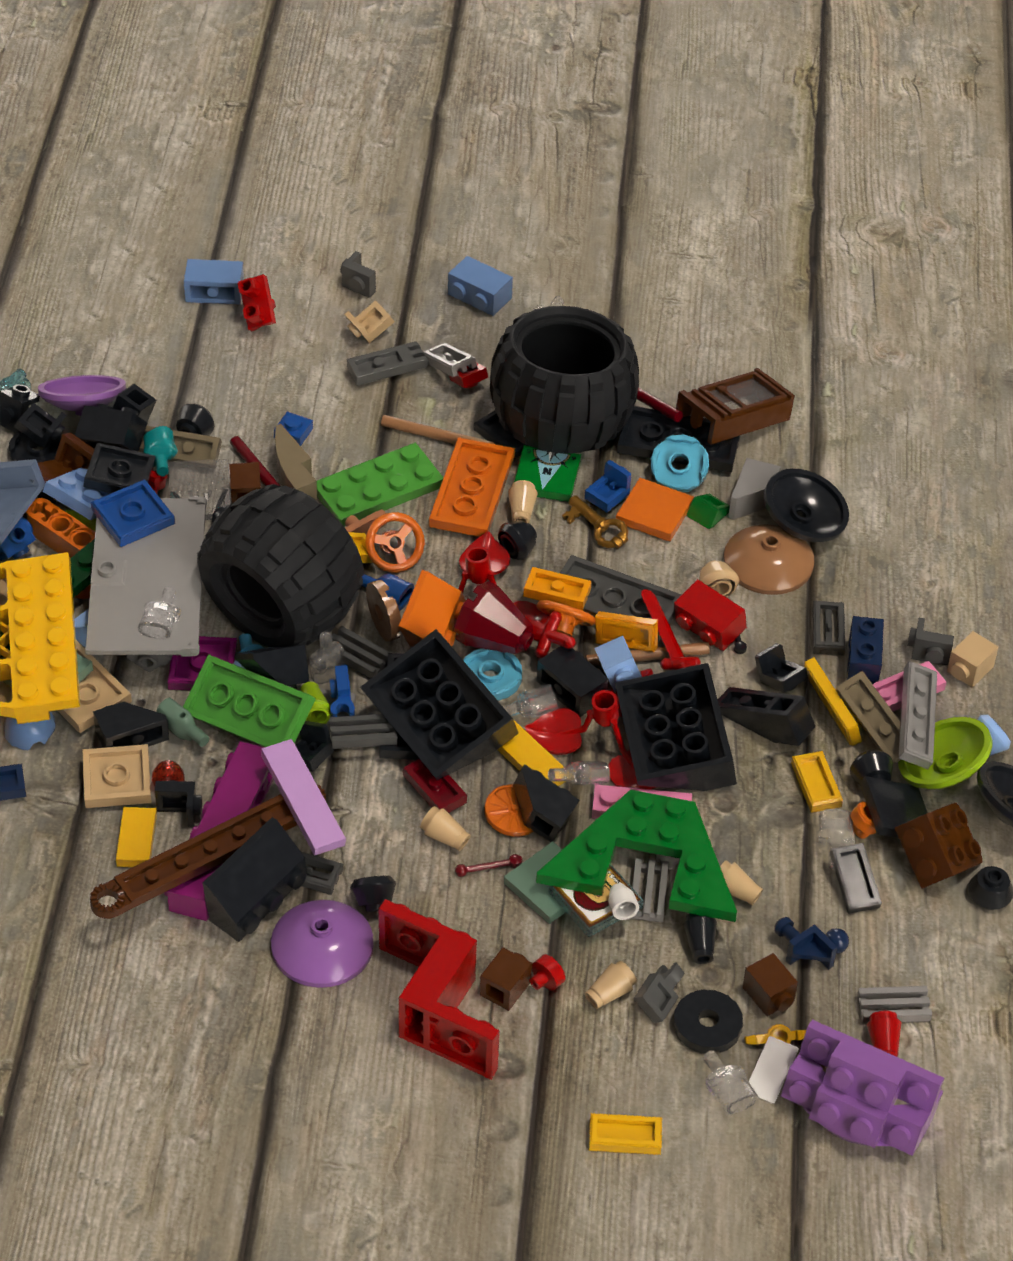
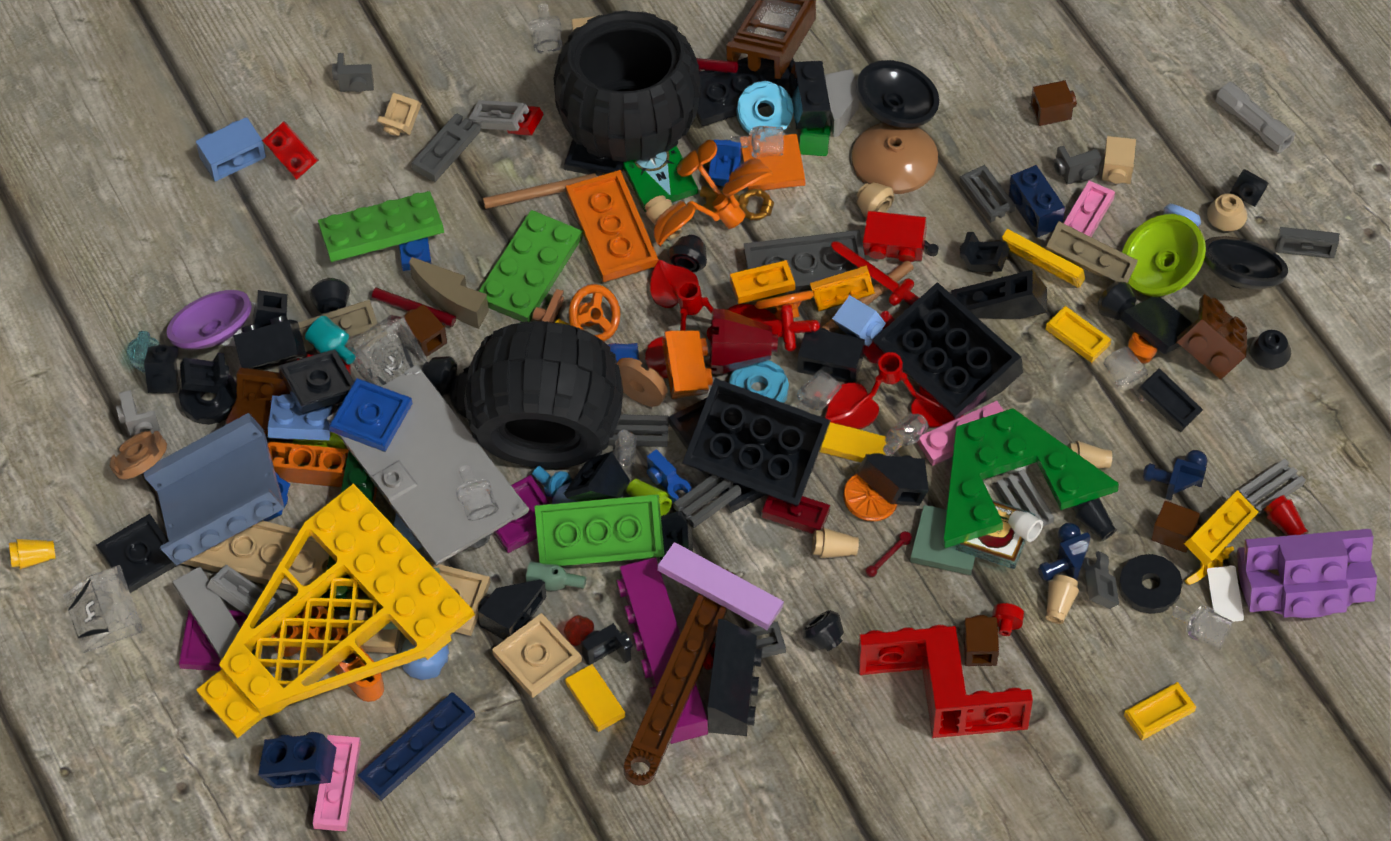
camera: 30 degrees left, 10 degrees up
(281, 392) = (380, 226): none -> bright green plate
(322, 956) = (813, 713): medium lavender dish -> none
(480, 285) = (465, 28): medium blue brick -> none
(578, 518) = (725, 205): none -> orange plant
(655, 951) = (1070, 554): none -> dark blue piece
(657, 486) = (763, 141): none -> clear piece
(724, 466) = (809, 94): none -> black brick
(802, 1006) = (1221, 528): none -> yellow plate
(918, 715) = (1121, 234): light grey tile -> none
(949, 584) = (1052, 103): none -> reddish brown brick

